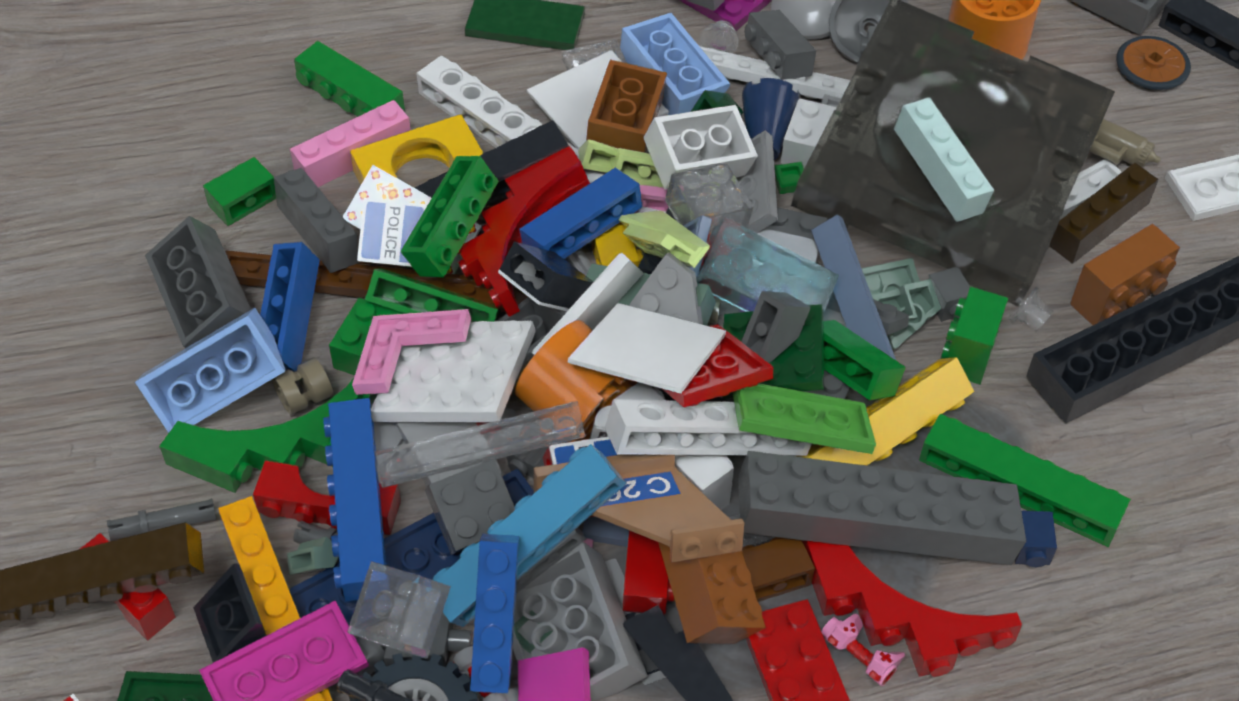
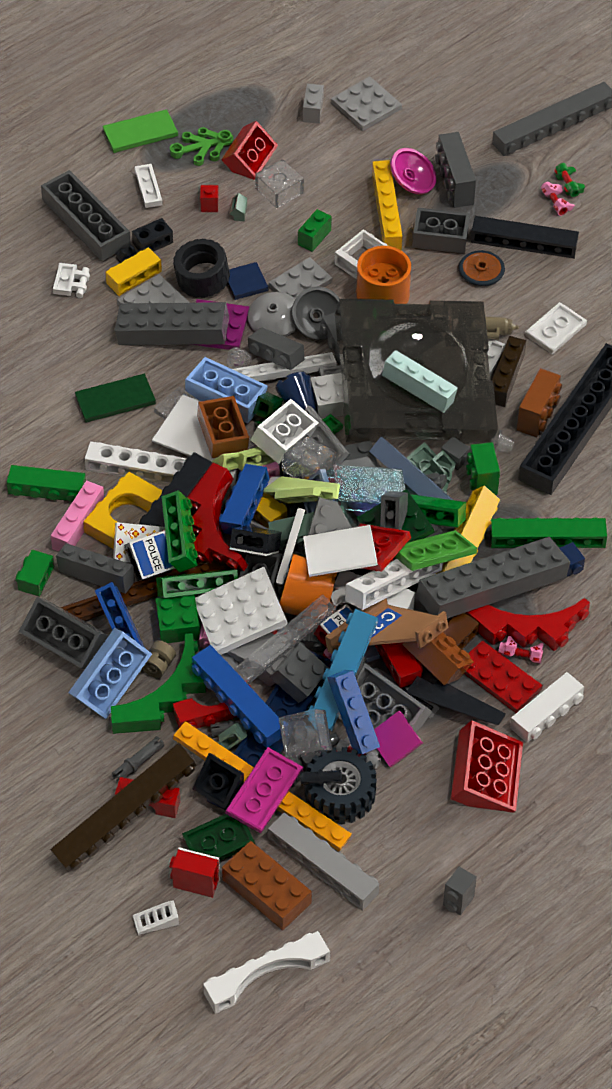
camera: 30 degrees left, 0 degrees up
(392, 332) = (196, 605): bright pink plate -> none

